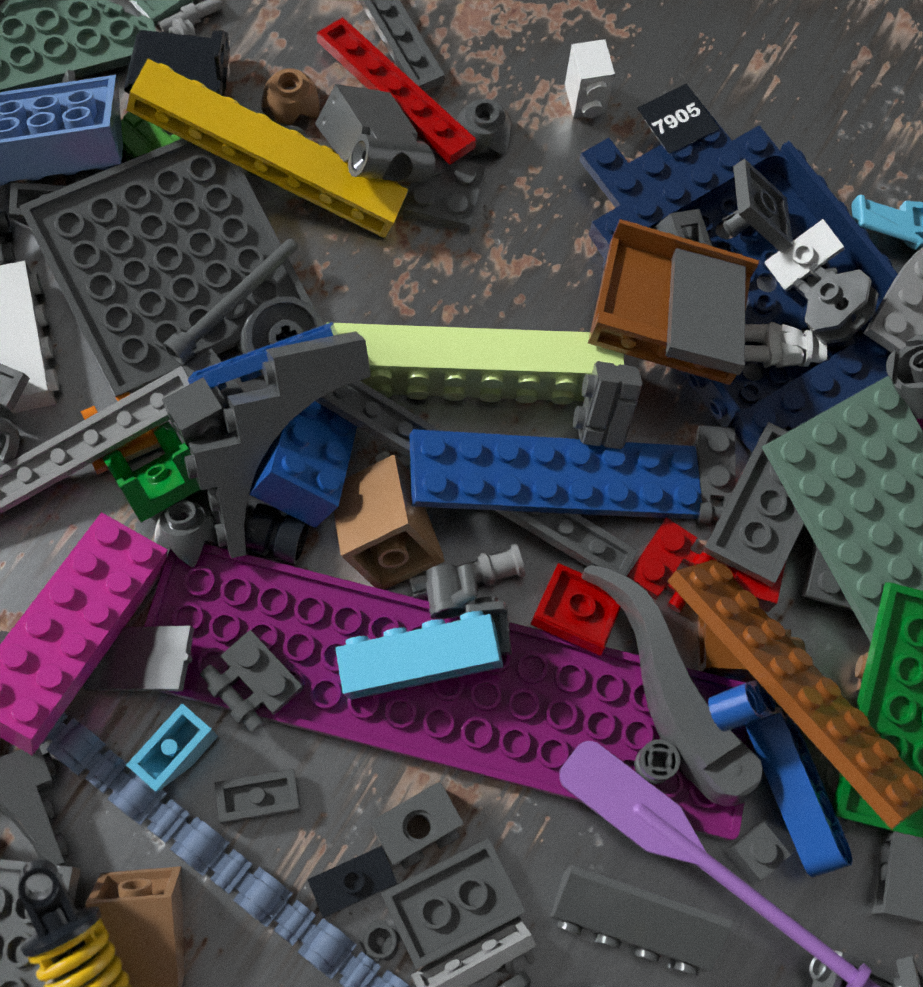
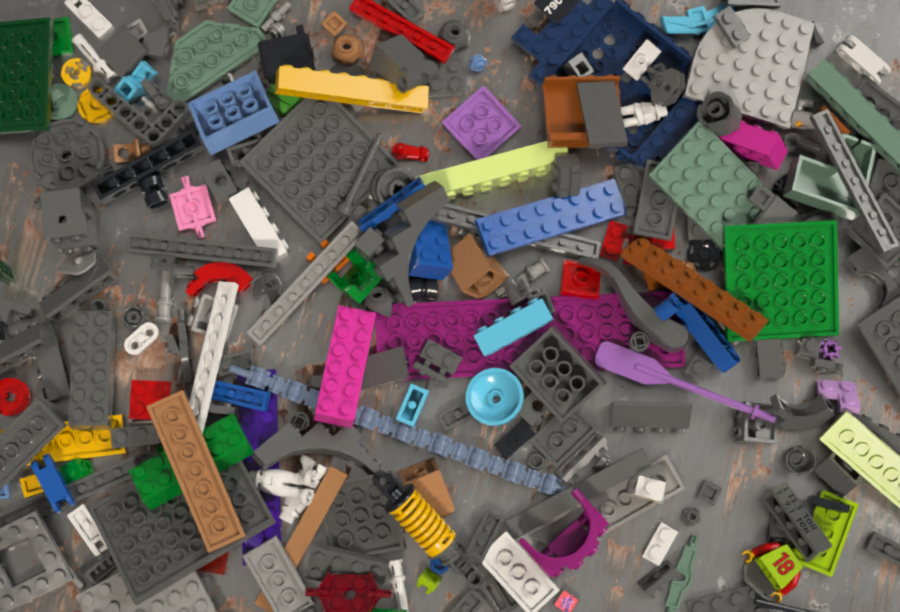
camera: 15 degrees left, 10 degrees up
(284, 52) = (334, 24): none -> medium nougat plate
(322, 763) = (485, 388): none -> medium azure dish
(333, 292) = (407, 152): none -> red piece
(478, 776) = (558, 374): none -> dark grey slope
(482, 280) = (481, 124): none -> medium lavender plate
(508, 182) = (477, 63): none -> medium blue plate
(759, 206) = (613, 41): dark grey tile -> none
(830, 634) = (705, 254): none -> black wheel

